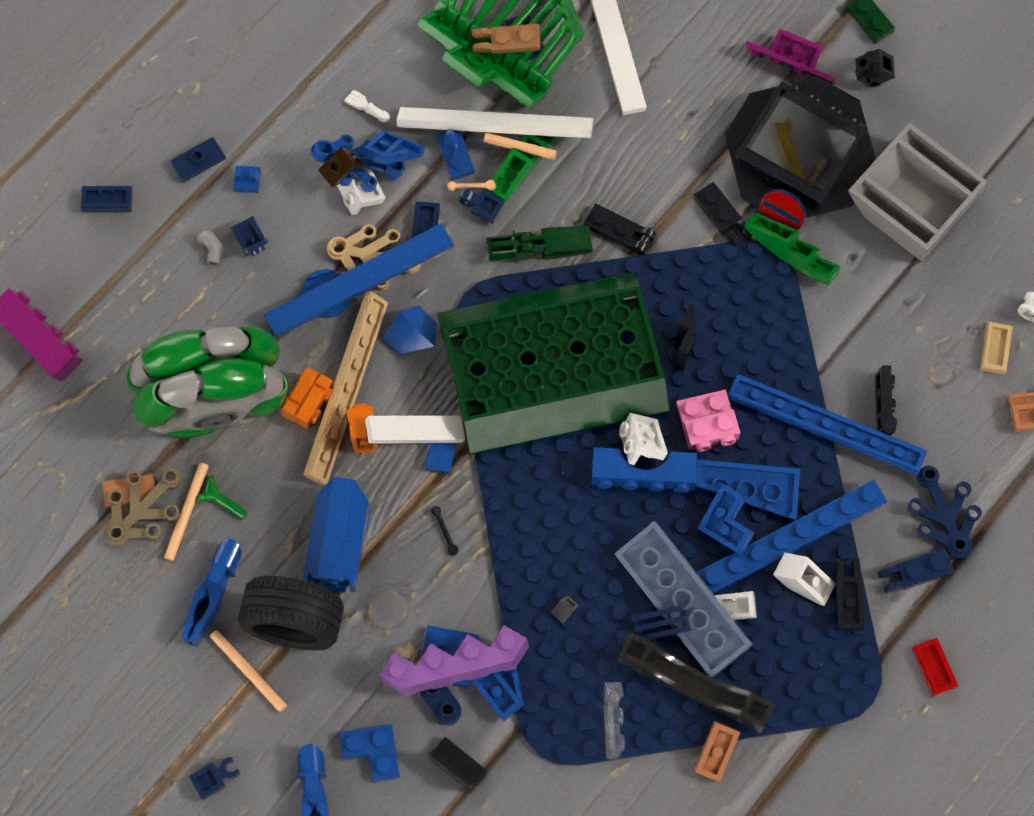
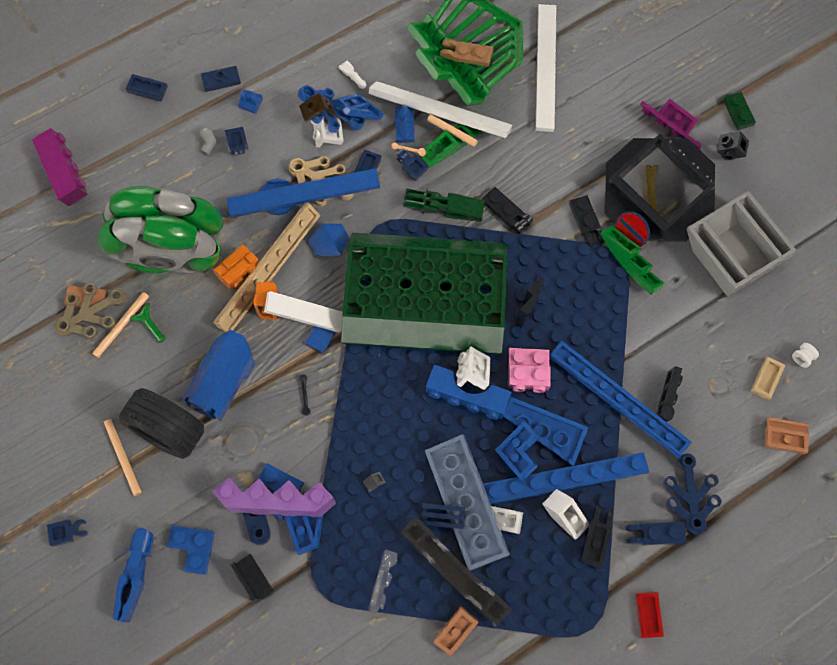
camera: 15 degrees right, 0 degrees up
(212, 590) = (114, 390): blue arm -> none

